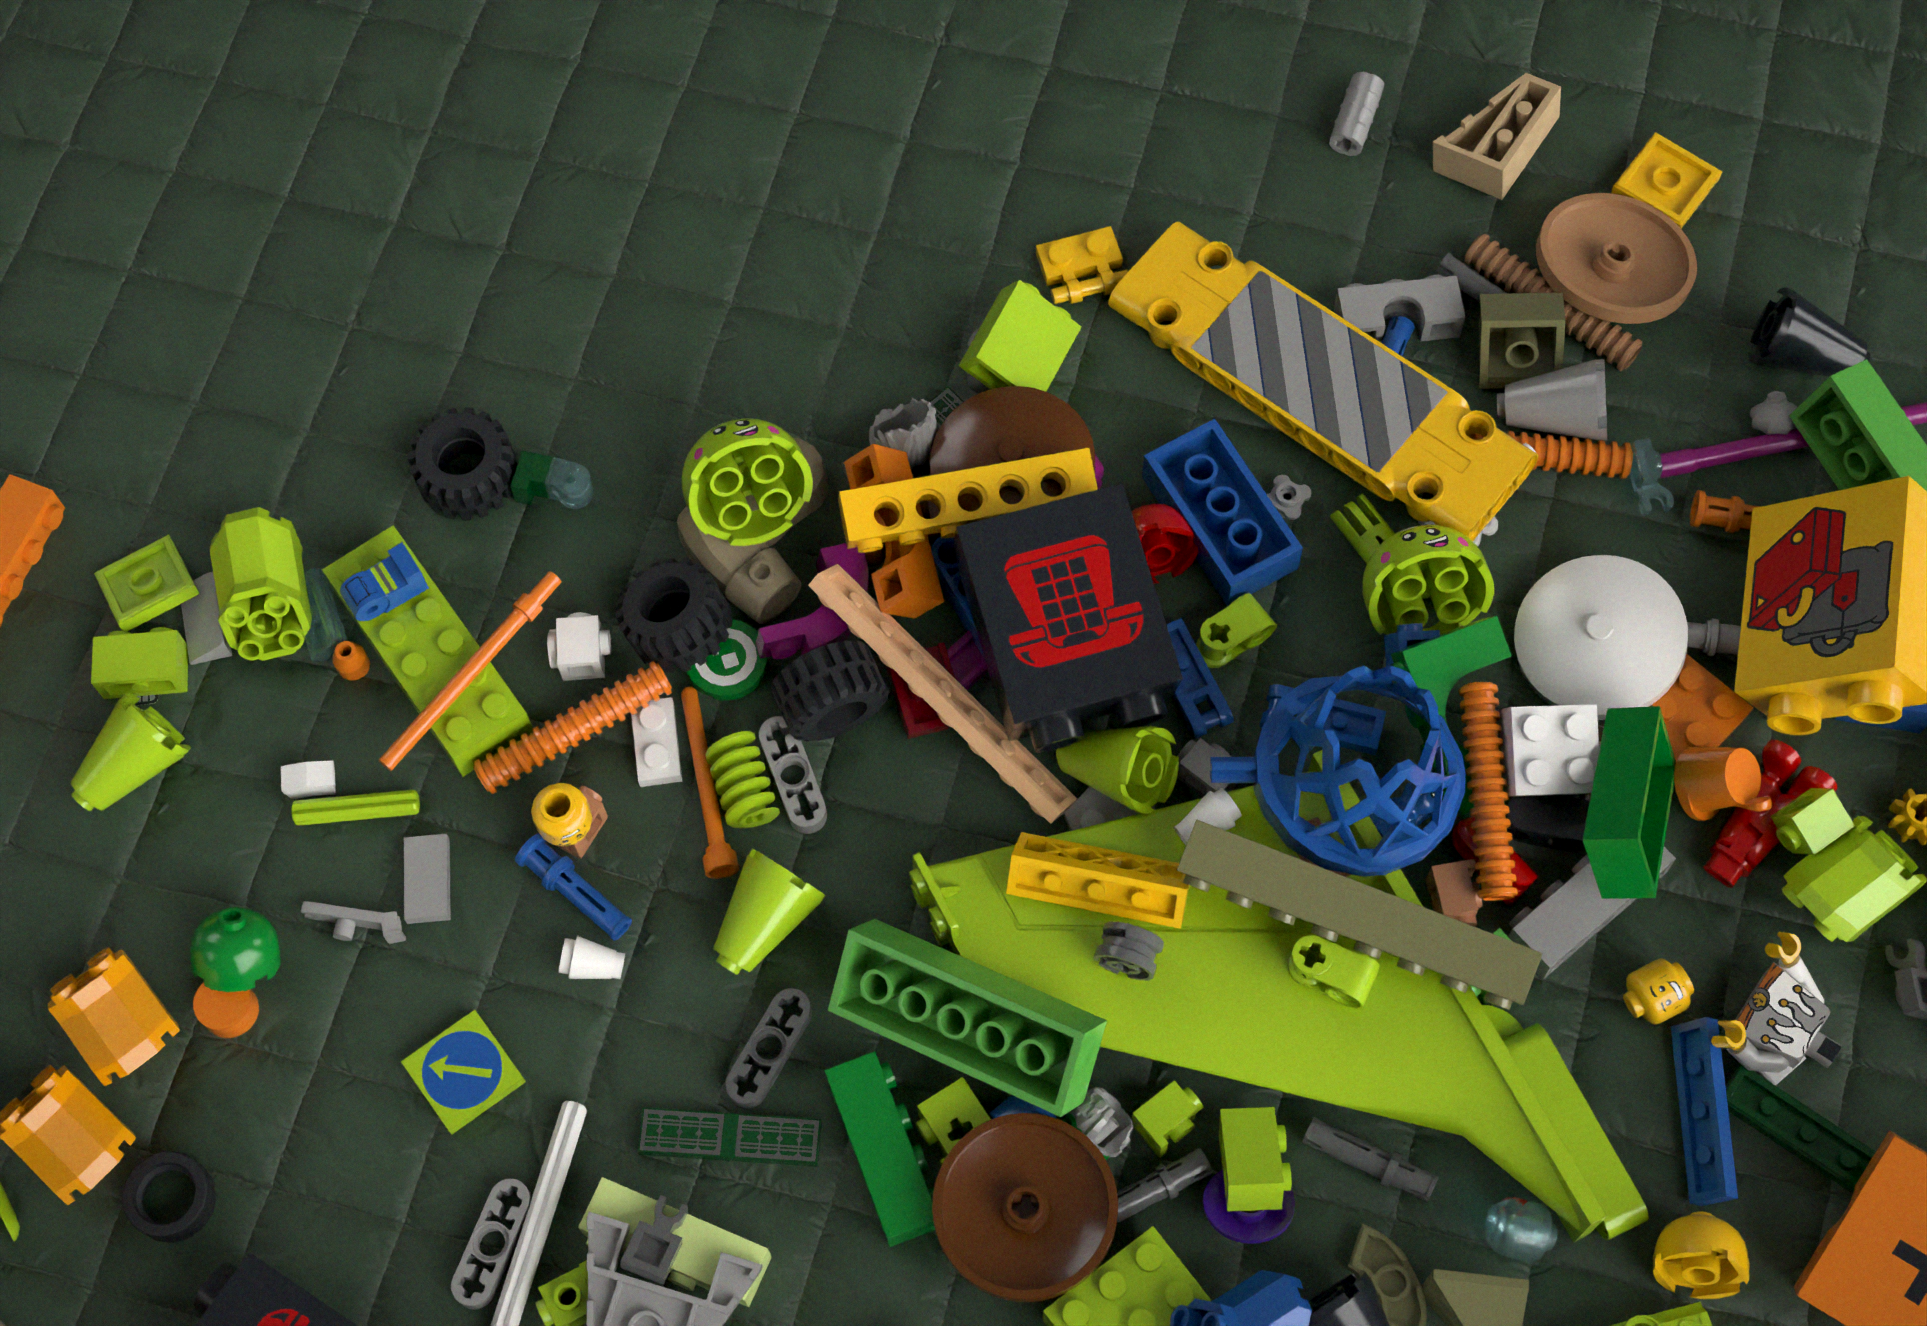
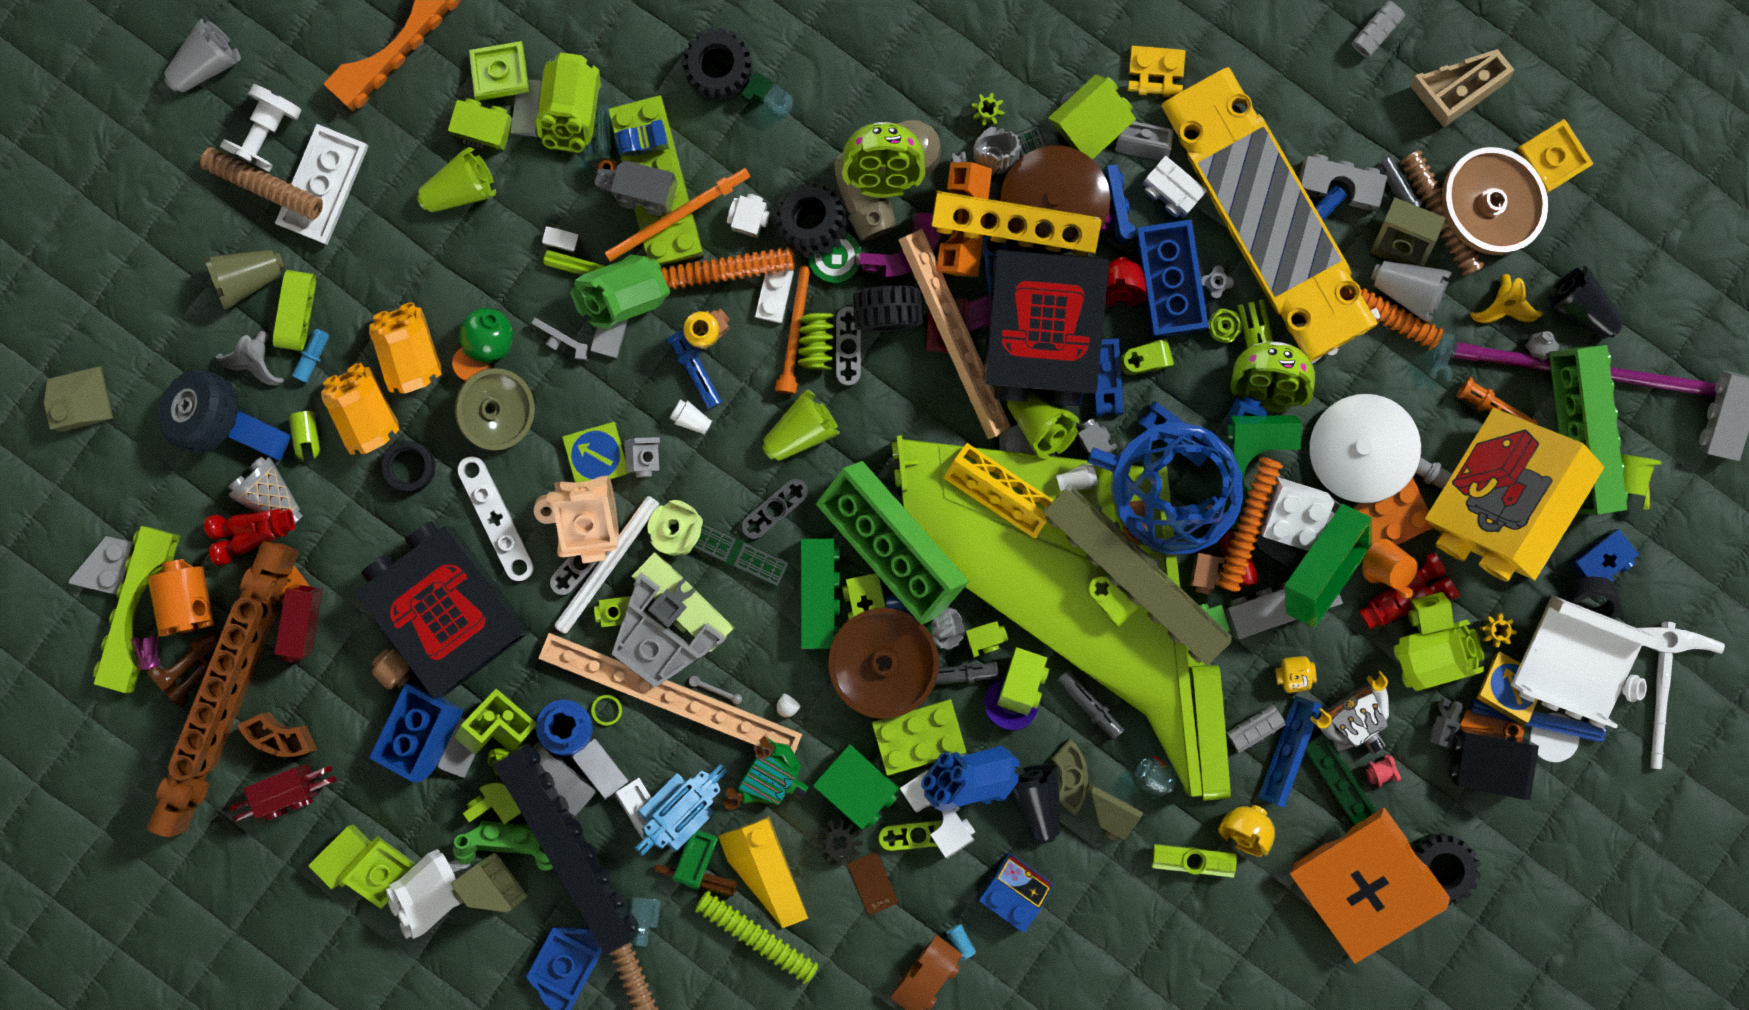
camera: 20 degrees right, 20 degrees up
(294, 1032) = (510, 413): none -> olive dish
(357, 1250) = (486, 501): none -> white piece
(400, 642) = (639, 186): none -> dark grey hinge
(420, 811) = (620, 291): none -> bright green brick
(468, 1162) = (583, 518): none -> light nougat animal
(527, 1053) = (634, 456): none -> light grey brick
(644, 1135) = (687, 535): none -> yellowish green plate
(870, 391) = (989, 102): none -> lime gear
(1106, 358) = (1145, 141): none -> light grey slope
(1108, 447) = (1120, 226): none -> blue plate
(1128, 950) = (998, 543): dark grey wheel -> none
(1171, 396) = (1173, 188): none -> white brick
(1329, 538) = (1226, 317): none -> lime plate
(1637, 1097) = (1255, 728): none -> light grey axle
(1702, 376) = (1509, 301): none -> yellow piece
(1857, 1087) = (1382, 771): none -> coral brick

